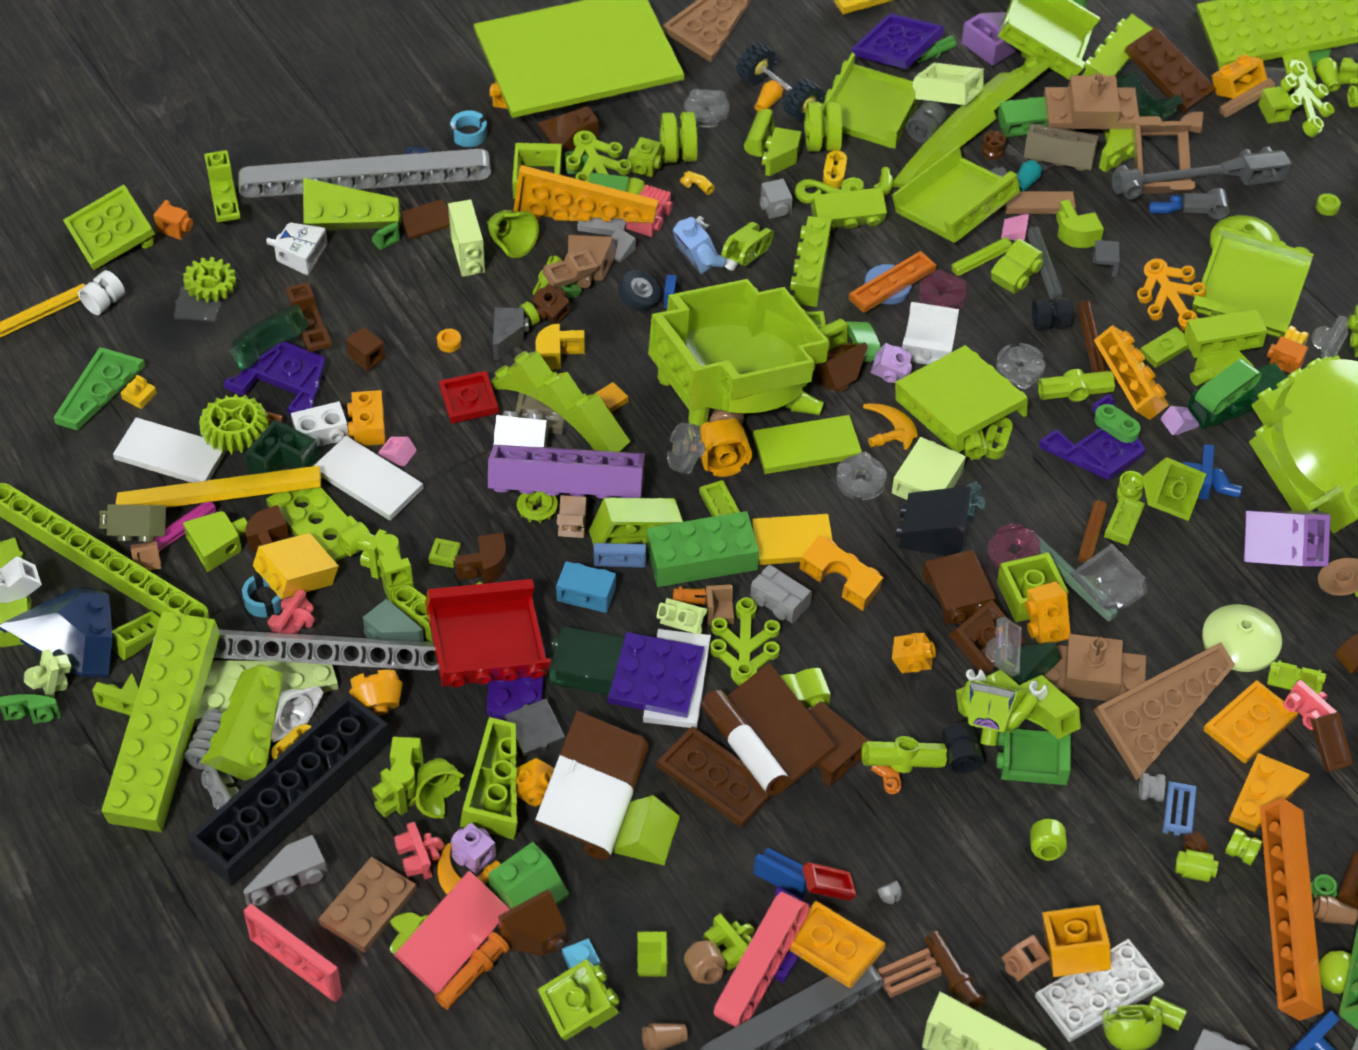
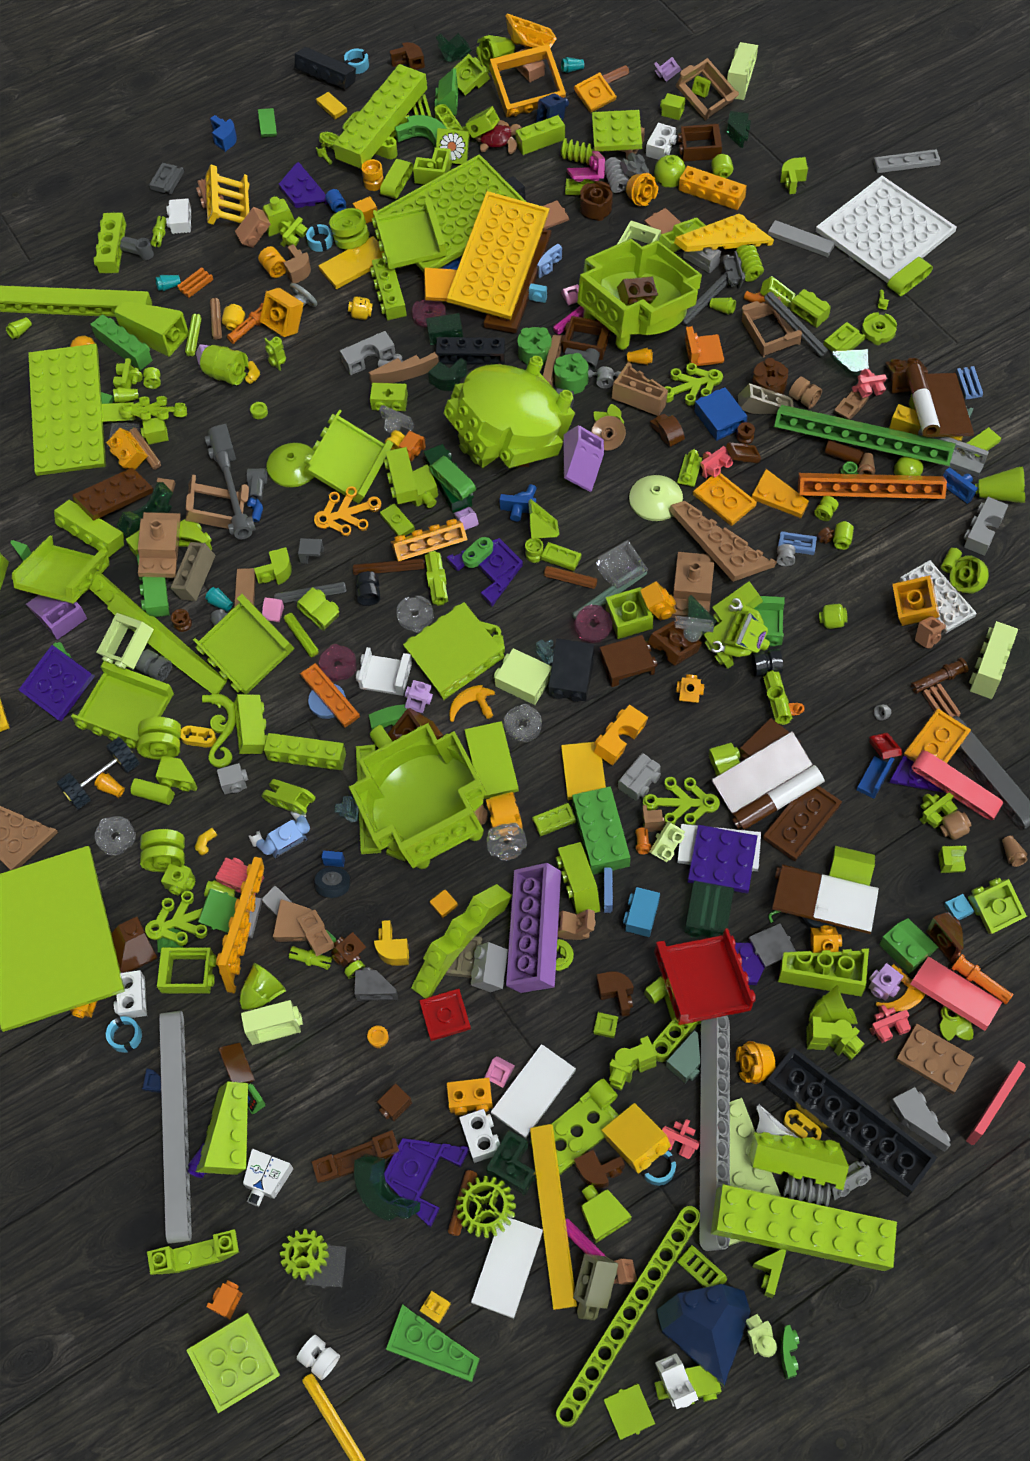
camera: 85 degrees left, 10 degrees up
(508, 131) = (135, 994): none -> white brick

